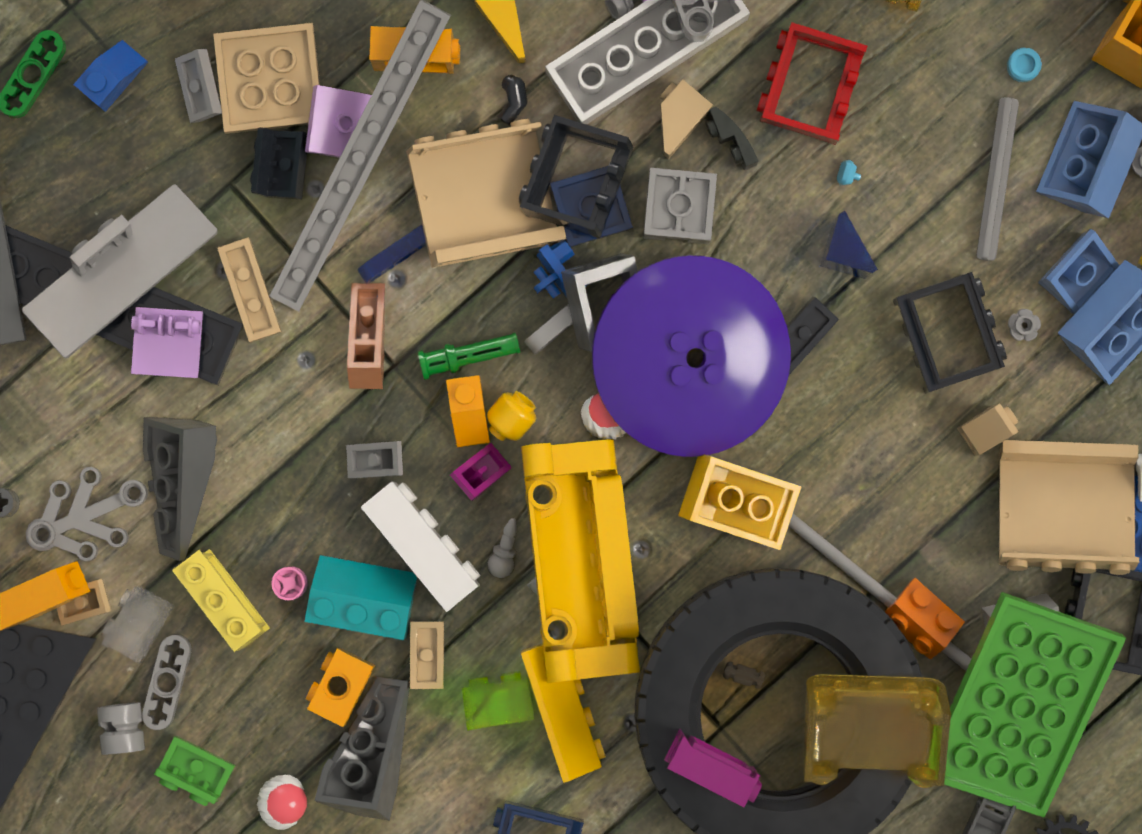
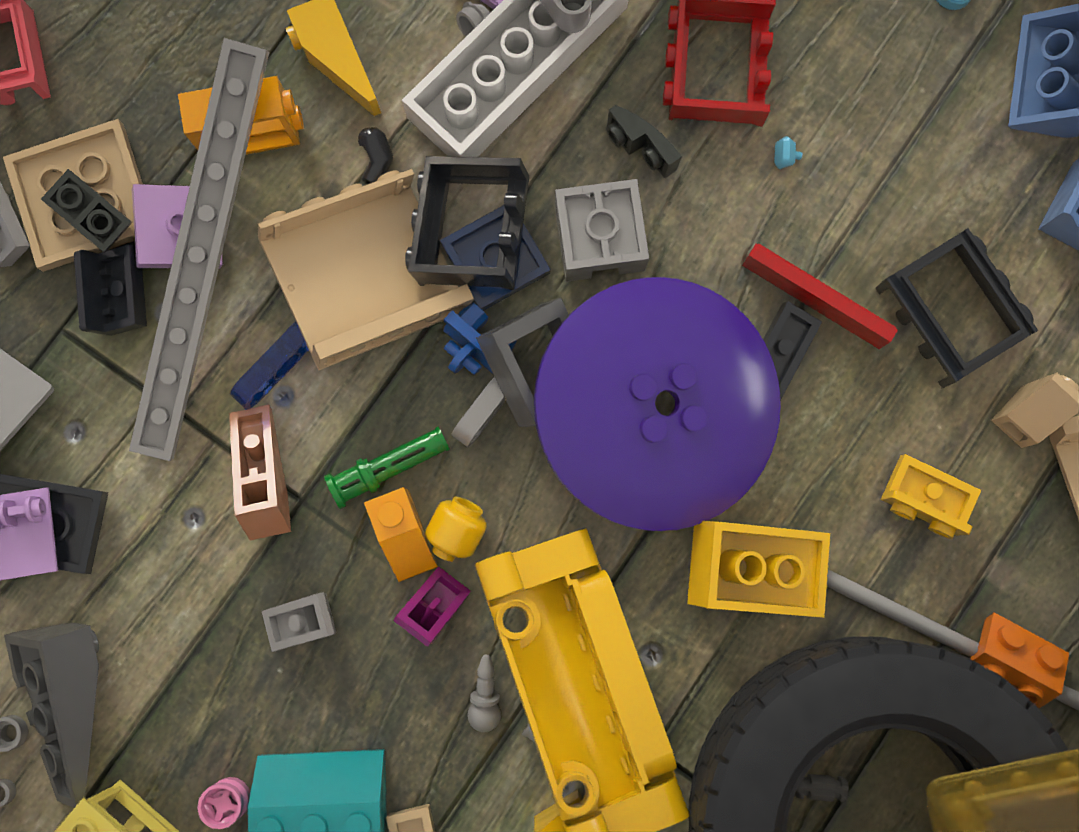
camera: 15 degrees left, 5 degrees down
(249, 290) = (105, 449): tan plate -> none
(274, 96) = (86, 210): none -> pearl dark grey slope
(420, 545) = (378, 718): white brick -> none
(598, 420) = (563, 508): hair -> none
(680, 114) = (575, 127): tan slope -> none
(842, 298) = (819, 296): none -> red tile
(846, 250) = (814, 235): clear blue slope -> none
(889, 476) = (932, 496): none -> yellow bracket
(997, 179) = (961, 121): light grey axle -> none
(1033, 325) = (1028, 280): light grey plate -> none

